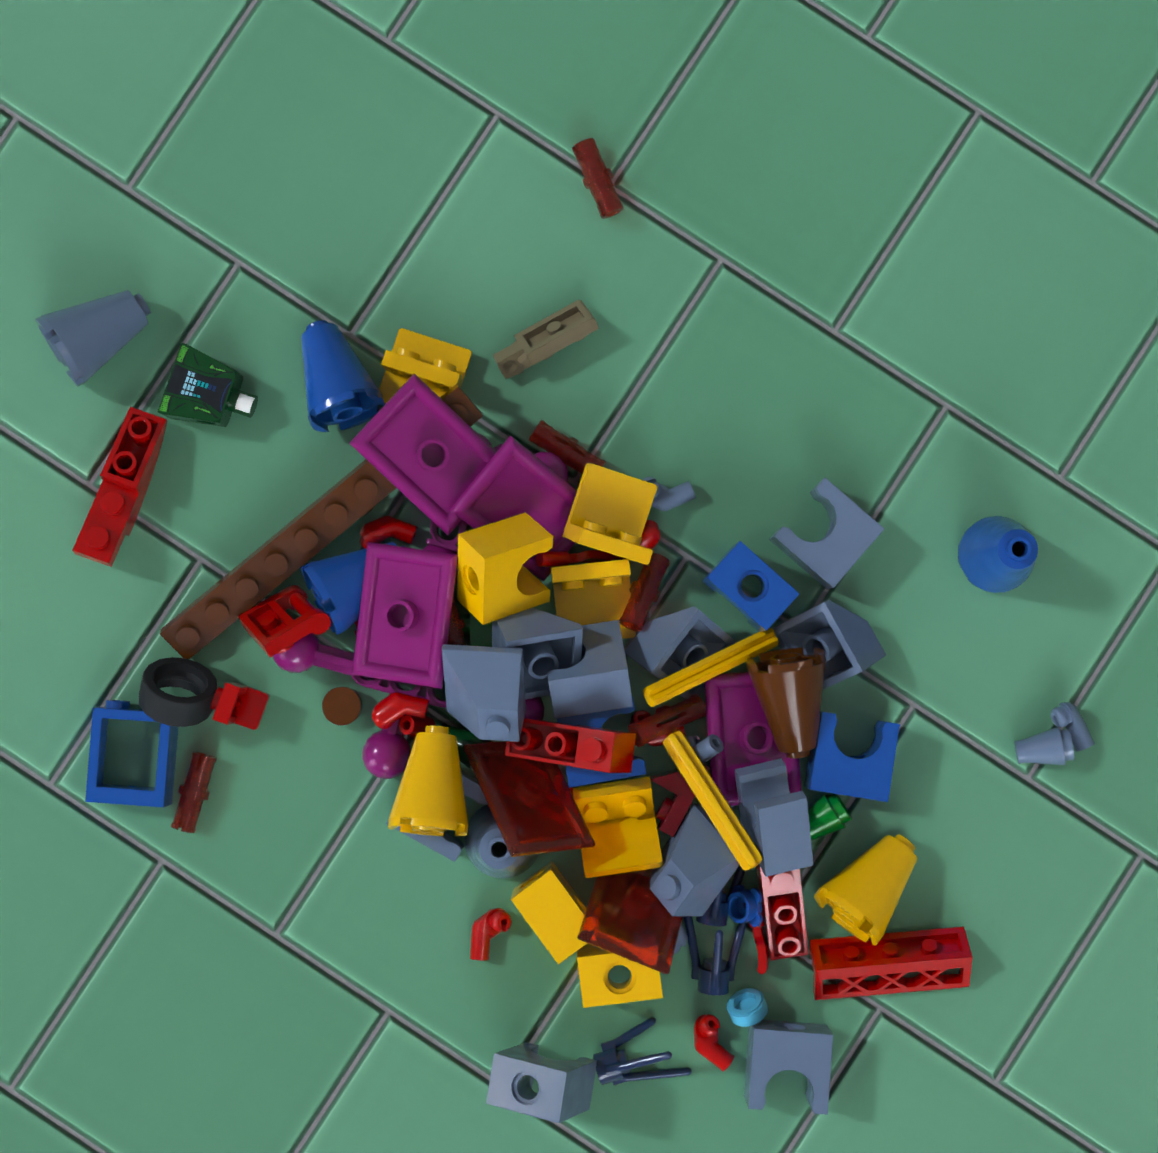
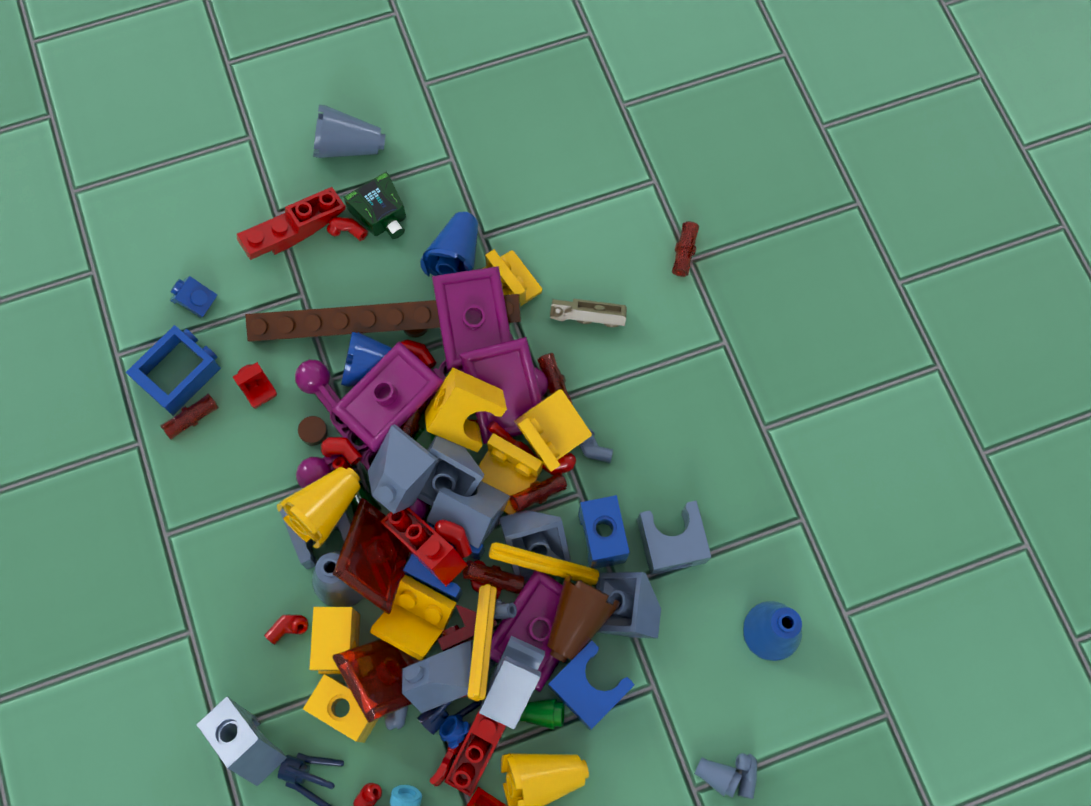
camera: 35 degrees right, 15 degrees down
(79, 656) = (192, 296): none -> blue bracket
(174, 709) = (215, 354): black tyre -> none
(182, 439) = (340, 224): none -> red arm
(275, 628) = (311, 353): red plate -> none
(598, 713) = (455, 535): none -> red arm
(714, 973) = (401, 760): dark blue plant -> none

